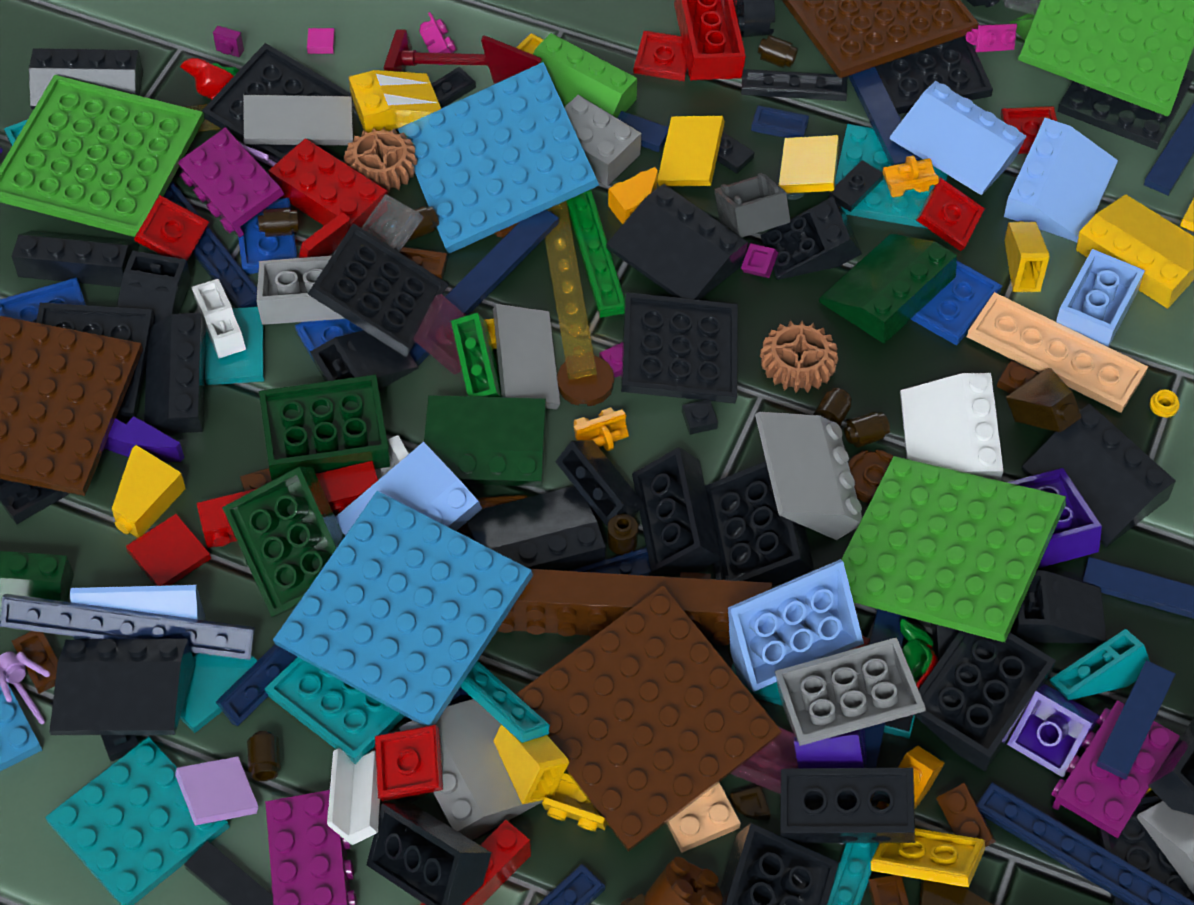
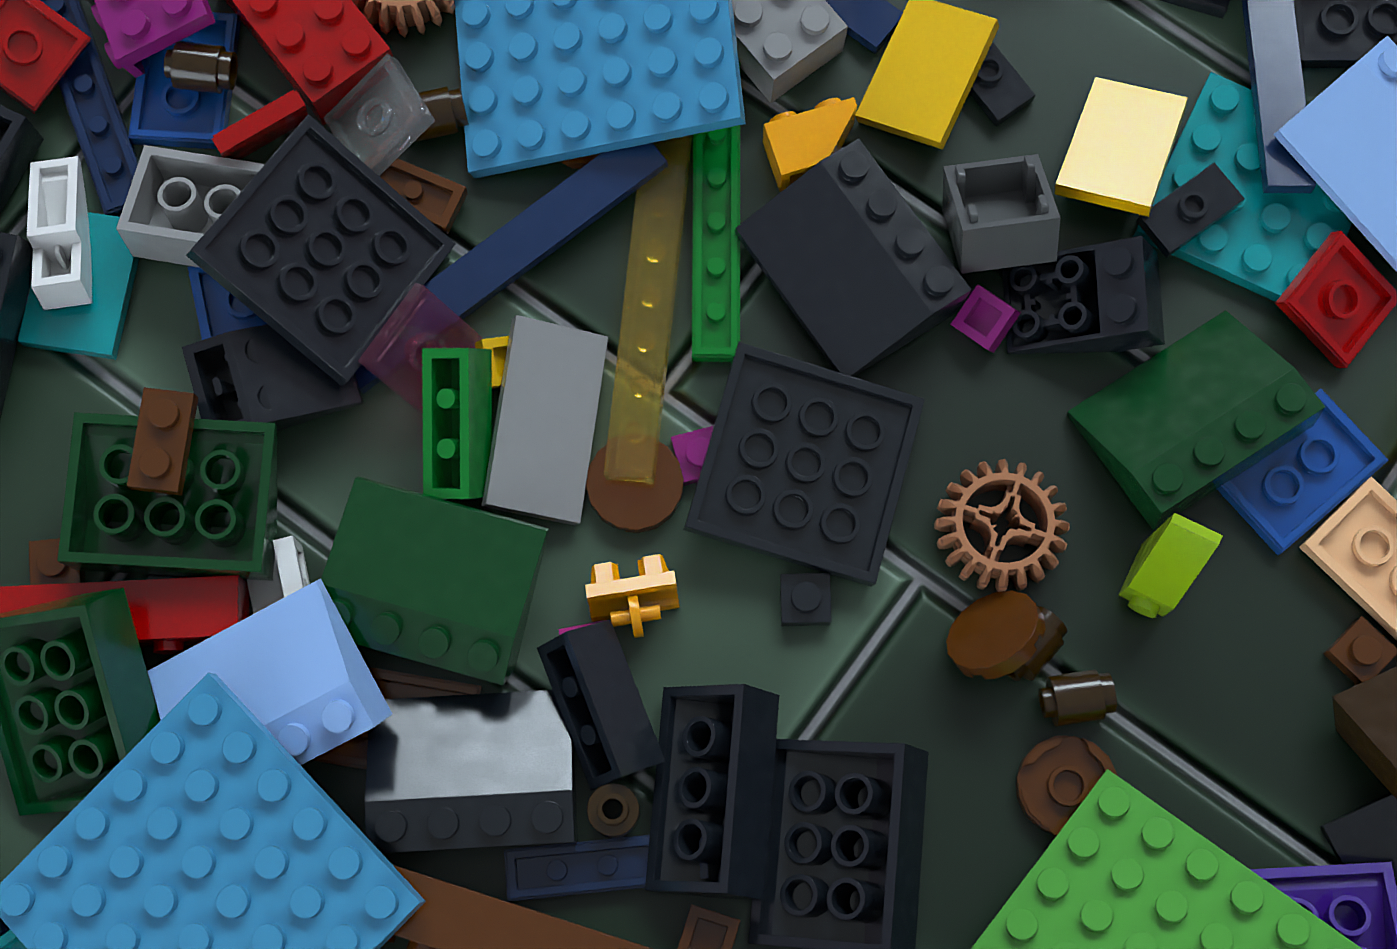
camera: 15 degrees right, 20 degrees up
(315, 393) = (162, 441): none -> reddish brown plate
(779, 122) = (1096, 42): dark blue tile -> none
(810, 472) = (951, 779): light grey slope -> none
(814, 400) = (995, 634): none -> reddish brown tile
(896, 345) = (1168, 565): none -> lime slope
(910, 175) = (1289, 218): light orange hips -> none
(953, 424) = (1224, 735): white slope -> none

